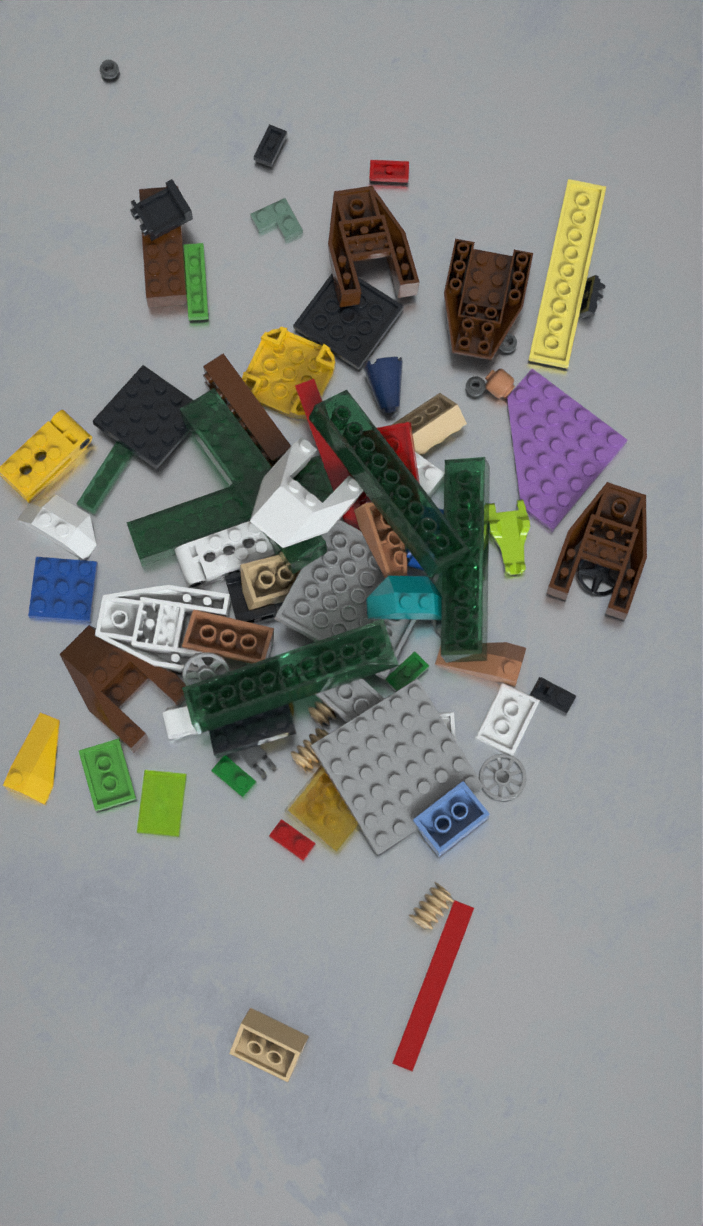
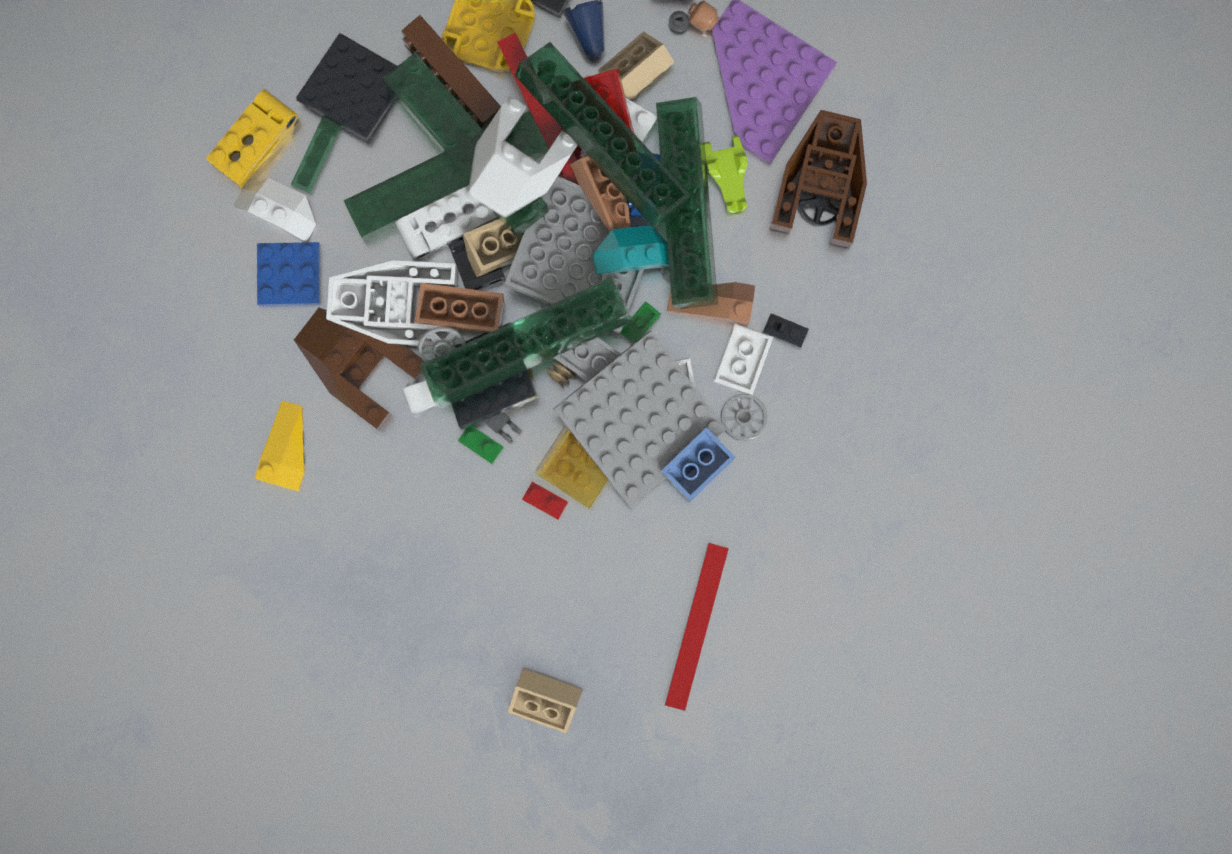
camera: 10 degrees left, 10 degrees up
(107, 775) = (356, 455): bright green plate -> none
(161, 803) = (413, 478): clear neon green tile -> none
(306, 754) = (548, 415): tan piece -> none
(431, 907) = (688, 552): tan piece -> none

